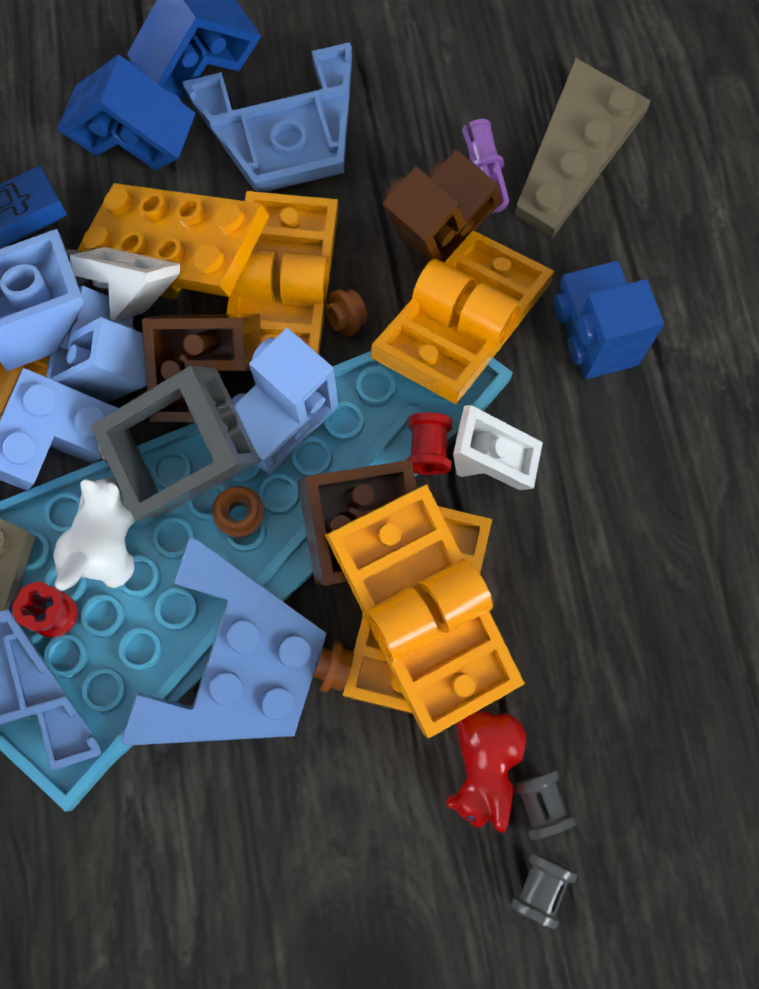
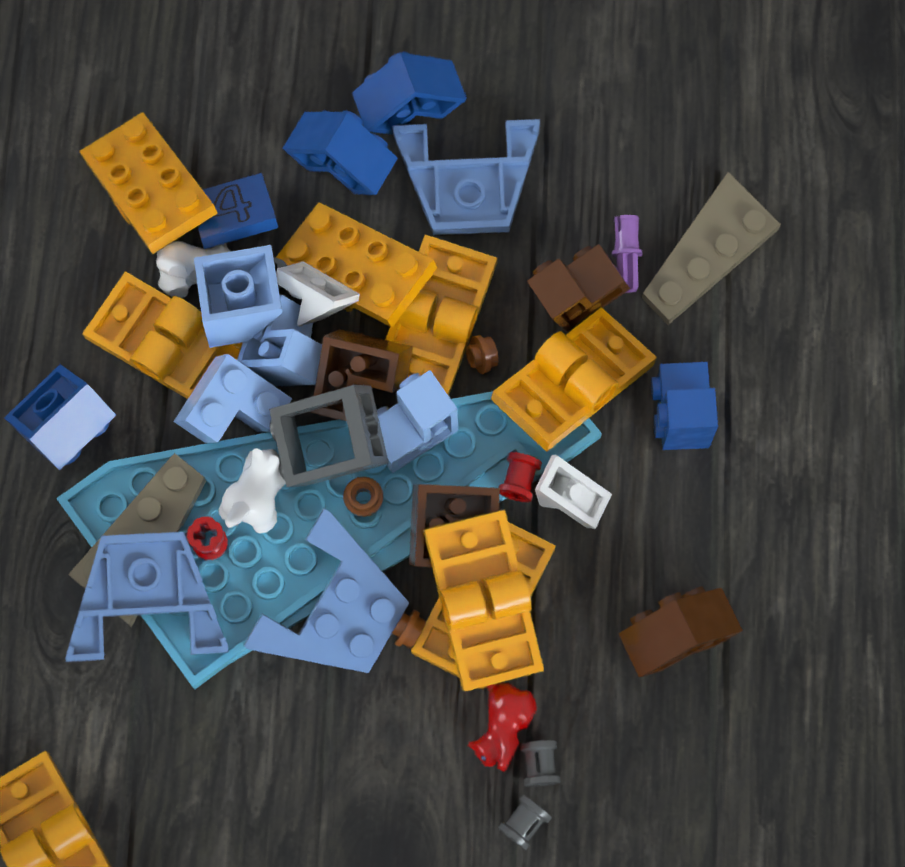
camera: 15 degrees right, 0 degrees up
(685, 585) = (679, 629): none -> reddish brown brick

